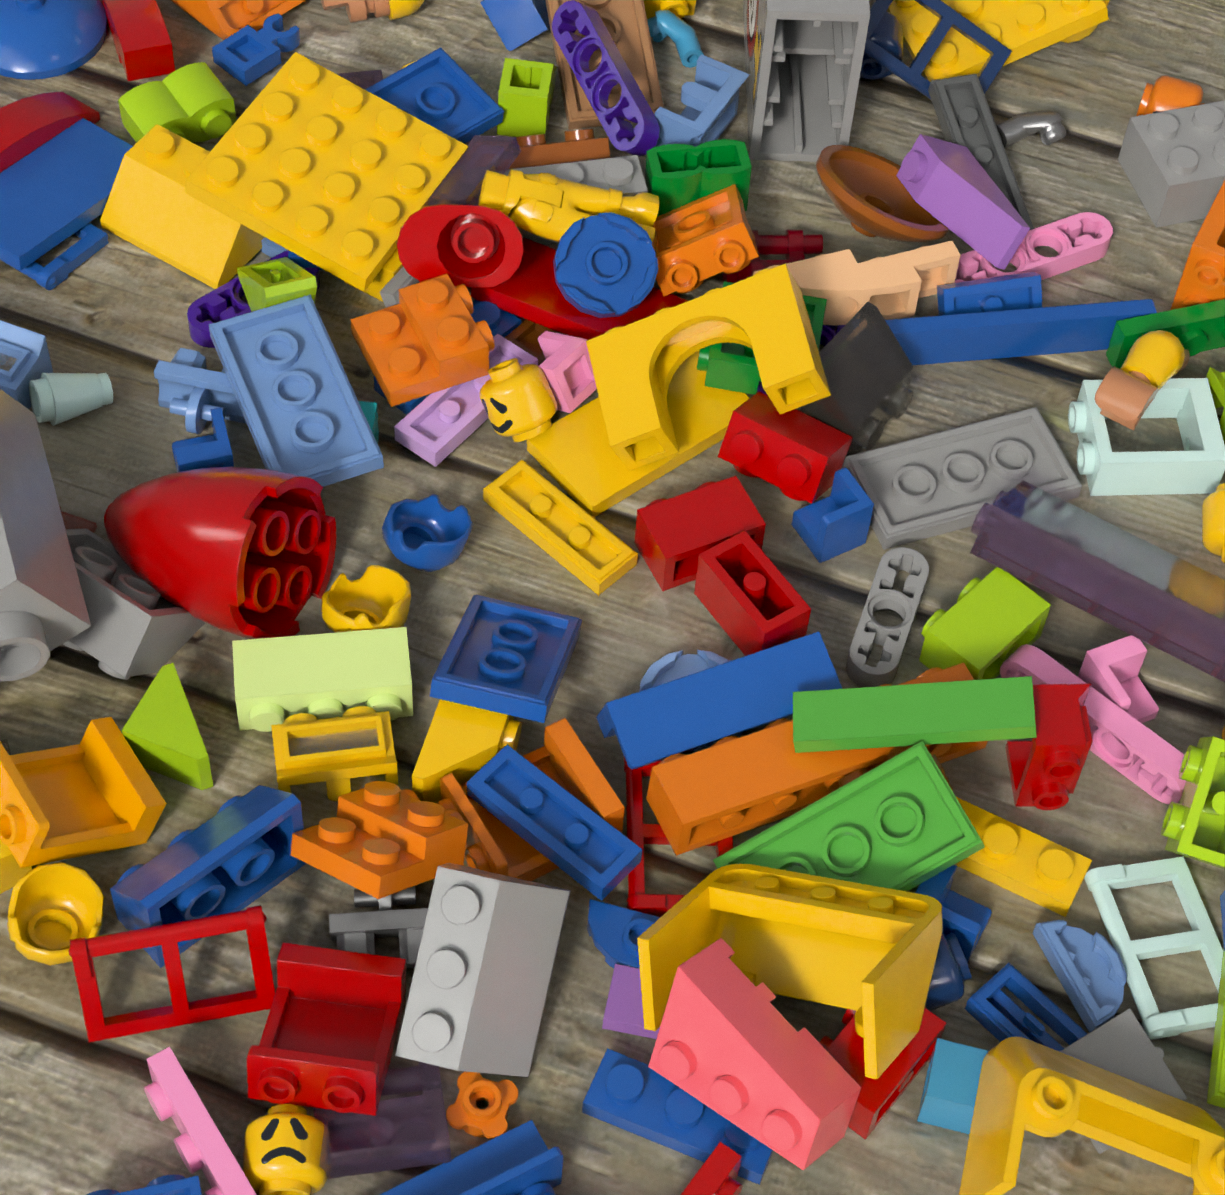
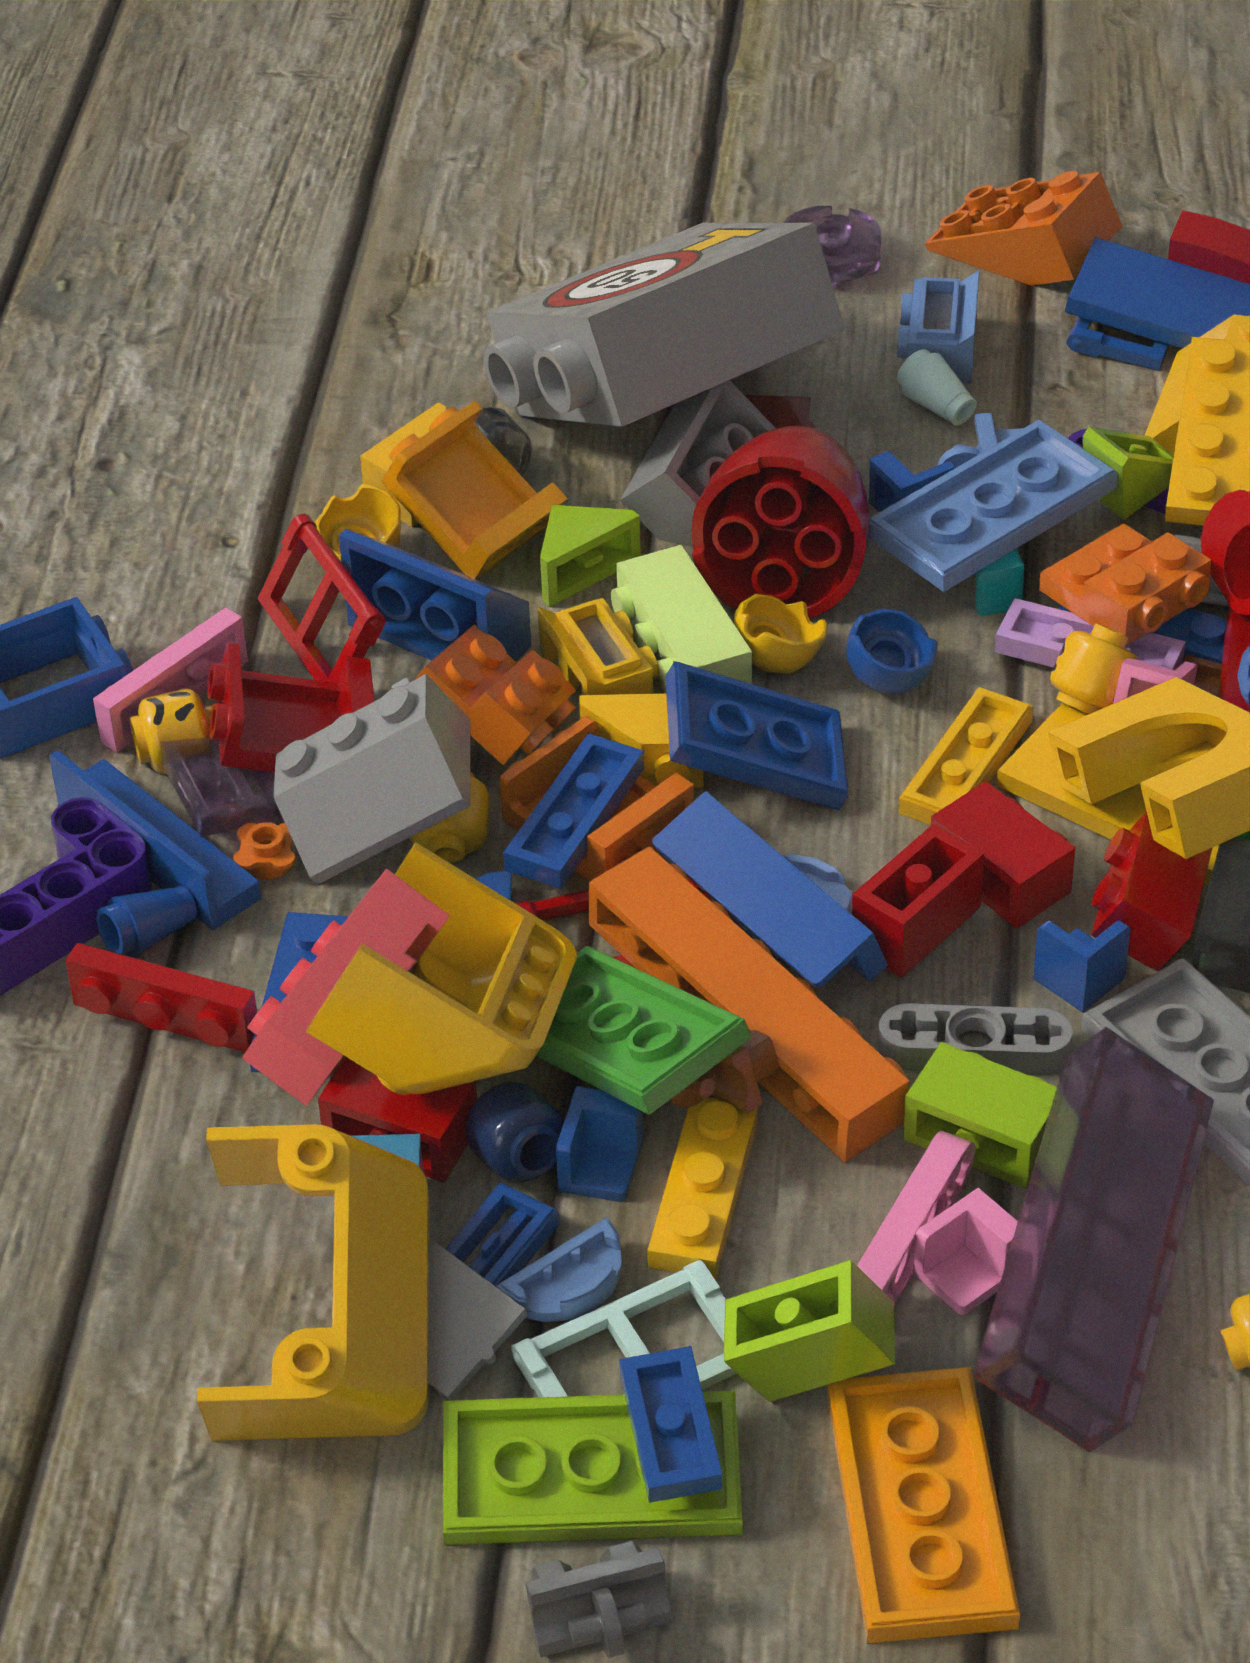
camera: 80 degrees right, 10 degrees down
(914, 714) = (783, 1015): bright green tile -> none
(1051, 764) = (827, 1170): red window -> none

